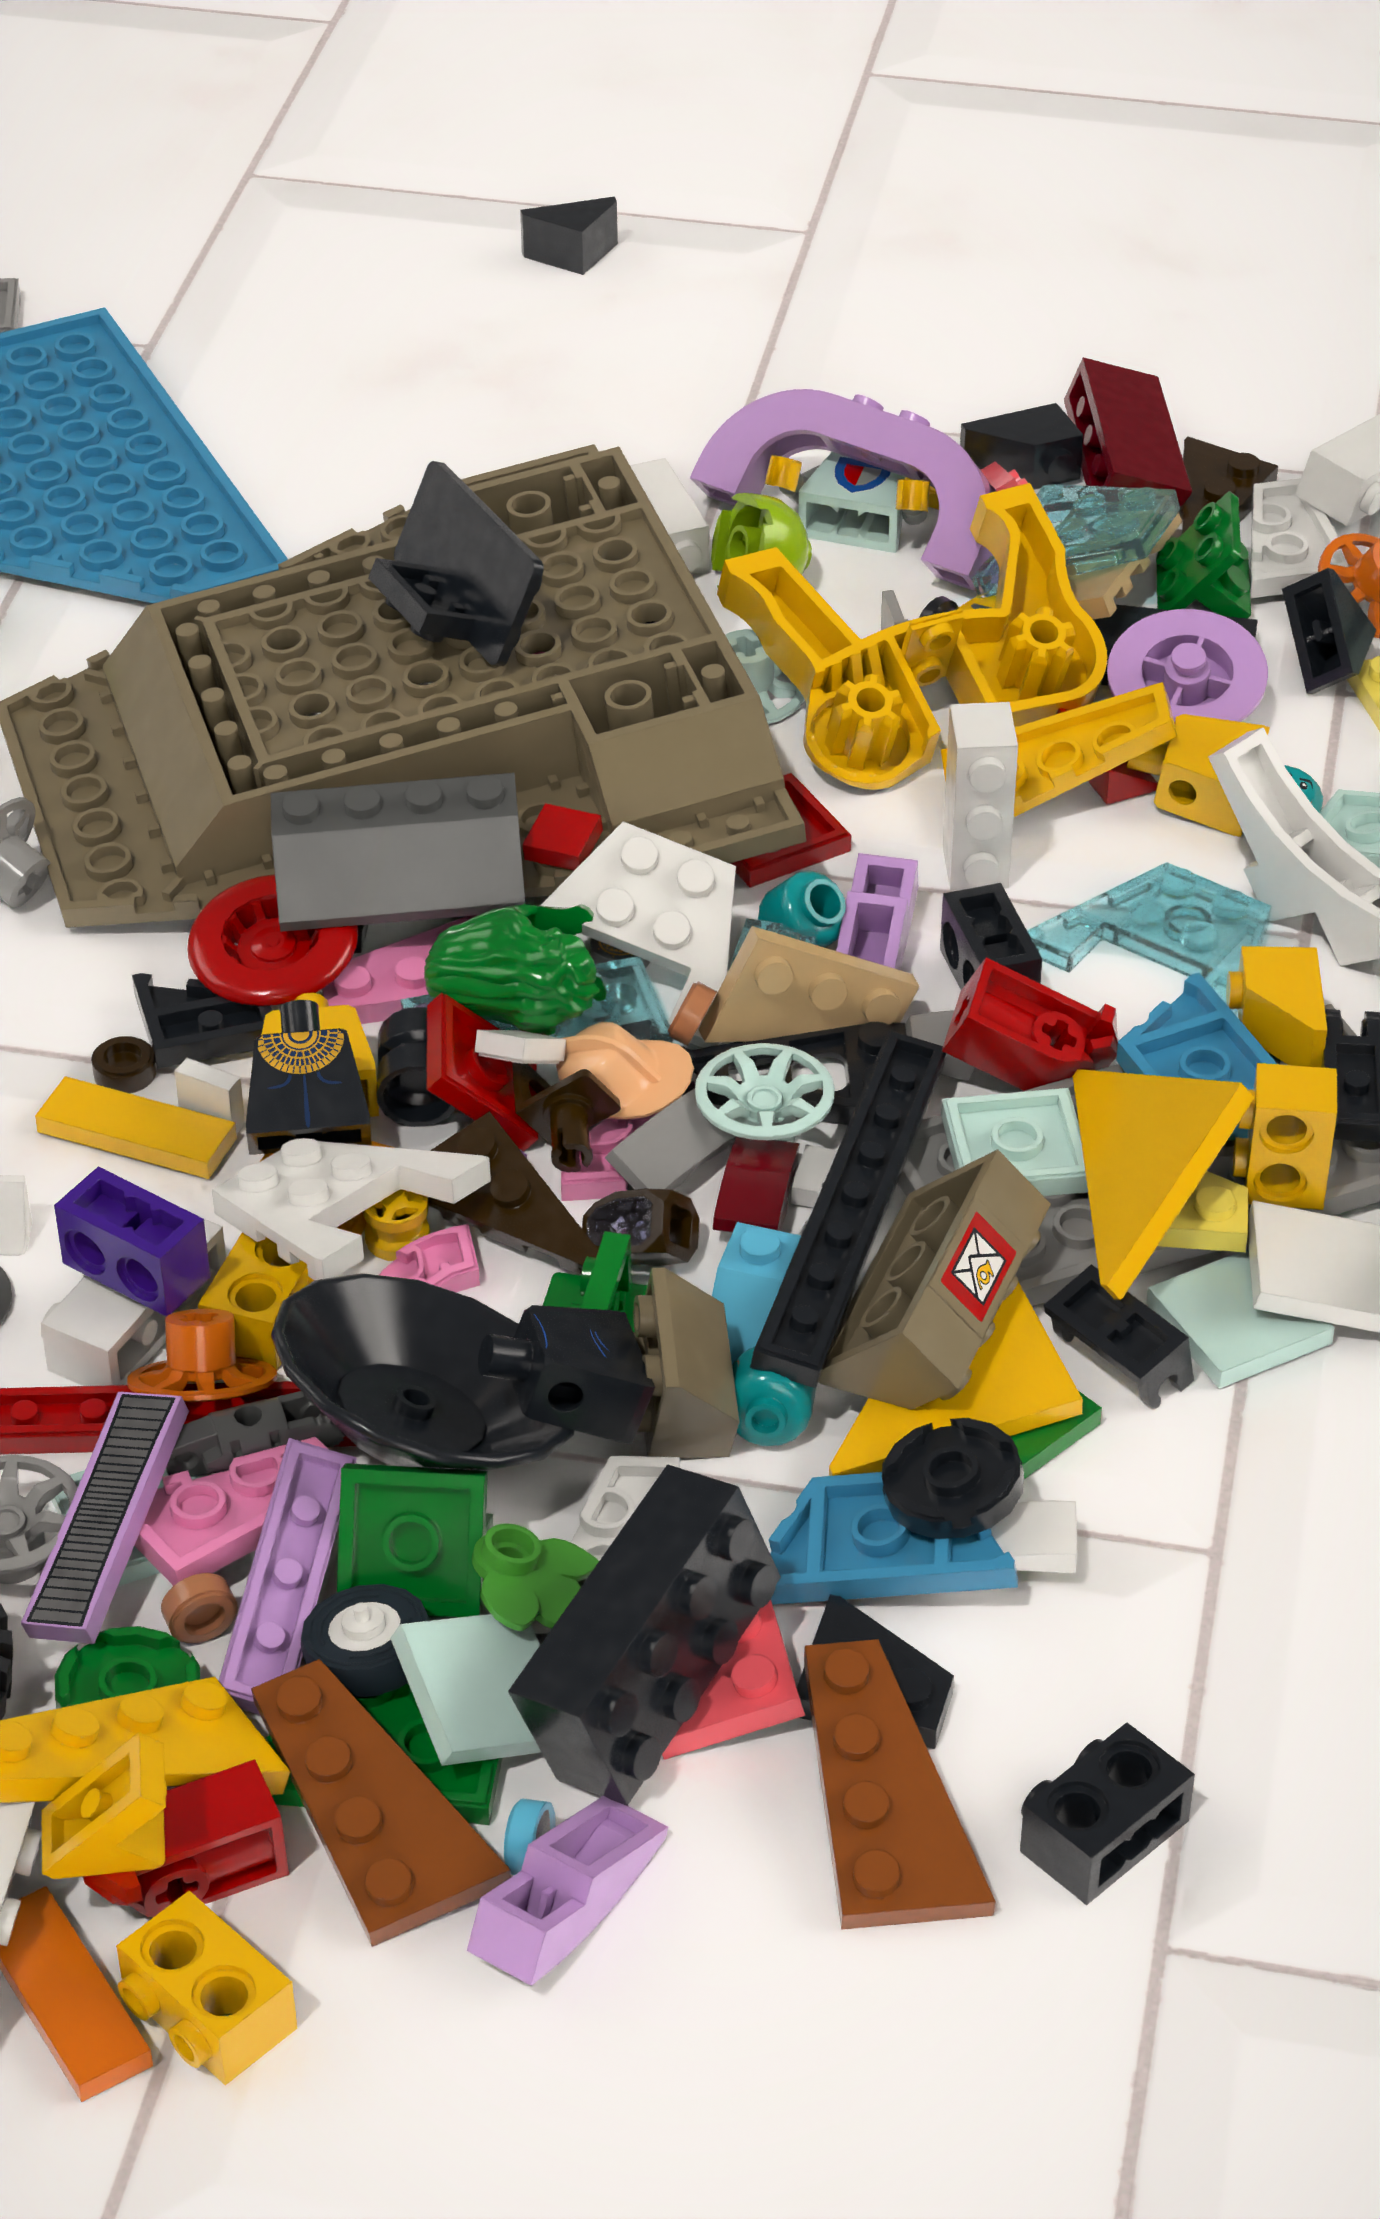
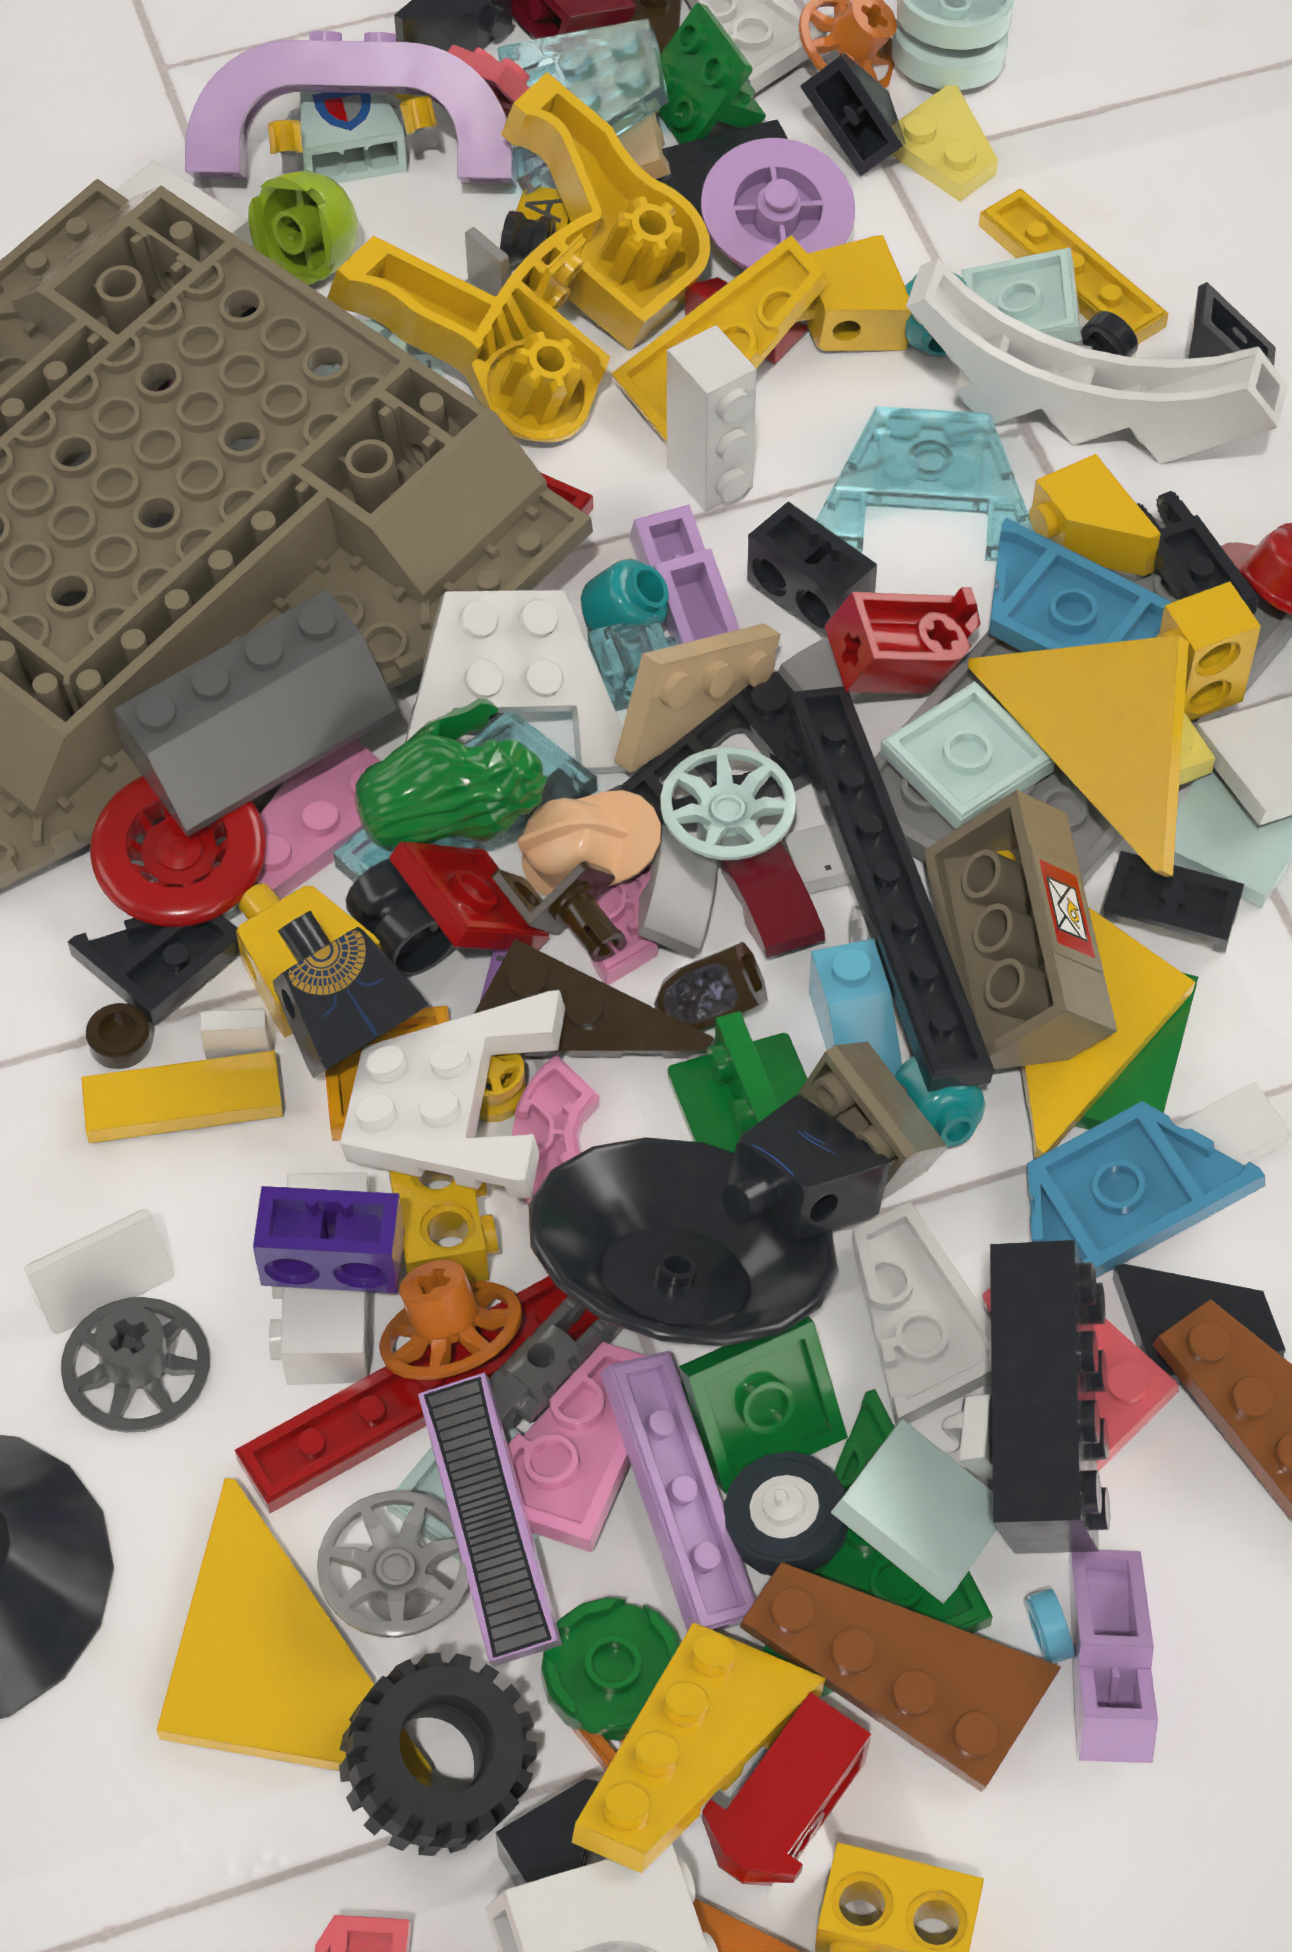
camera: 30 degrees left, 15 degrees up
(109, 1816) = (751, 1823): yellow slope -> none
(199, 1608) = (619, 1558): nougat tile -> none
(459, 569) = (132, 390): black bracket -> none
(520, 1046) = (498, 860): white tile -> none
(528, 1575) = (893, 1388): bright green plate -> none
(562, 837) = (389, 625): red tile -> none
(691, 1013) = (612, 752): nougat tile -> none
(952, 1478) = (1158, 1114): black tile -> none

